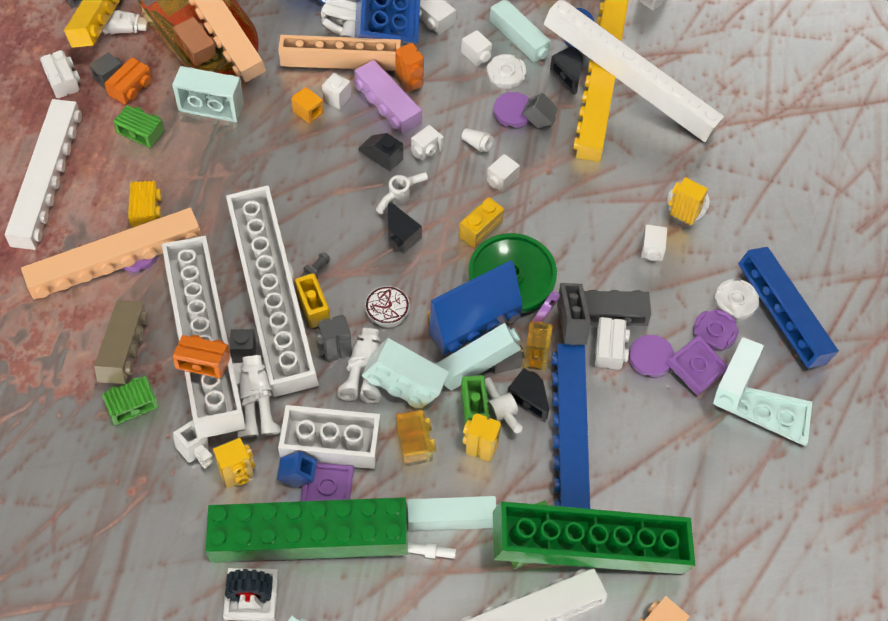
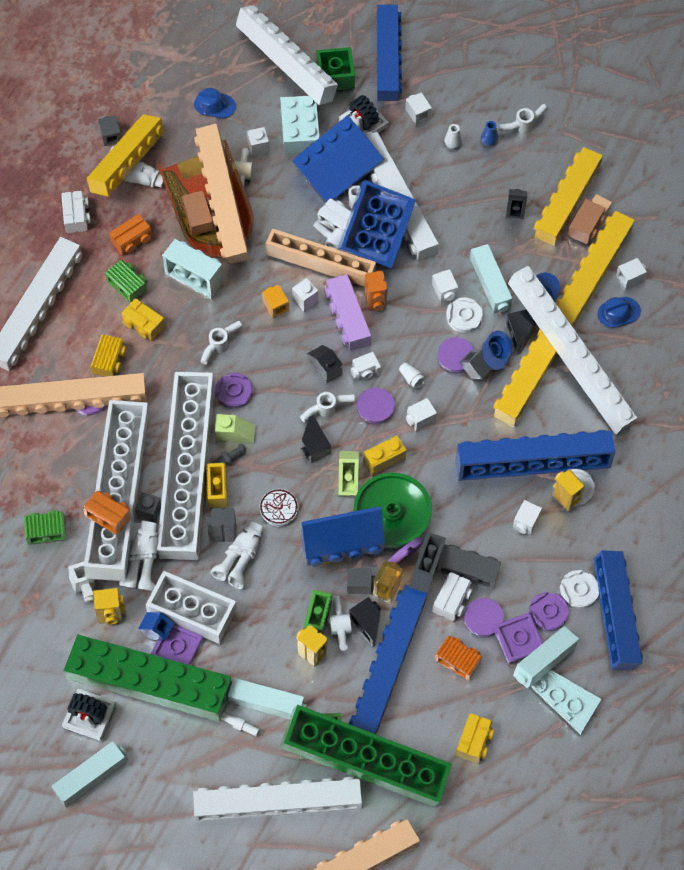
camera: 20 degrees right, 5 degrees up
(104, 68) = (114, 217): dark grey brick -> none
(121, 342) = (52, 476): dark tan brick -> none
(170, 158) = (143, 319): none -> yellow brick
(261, 158) = (219, 347): none -> white piece
(294, 203) = (234, 390): none -> medium lavender tile
(309, 240) = (234, 429): none -> yellowish green slope
(404, 374) = (267, 574): light aqua brick -> none
(414, 437) = (259, 628): clear yellow brick -> none
(449, 250) = (348, 472): none -> yellowish green slope
(451, 178) = (375, 405): none -> medium lavender tile
(480, 355) = (333, 576): light aqua brick -> none
(555, 90) = (497, 350): none -> blue piece
(636, 179) = (534, 455): none -> blue brick
(644, 404) = (458, 657): none -> orange brick
(656, 31) = (618, 311): none -> blue piece
(698, 484) = (474, 738): none -> yellow brick

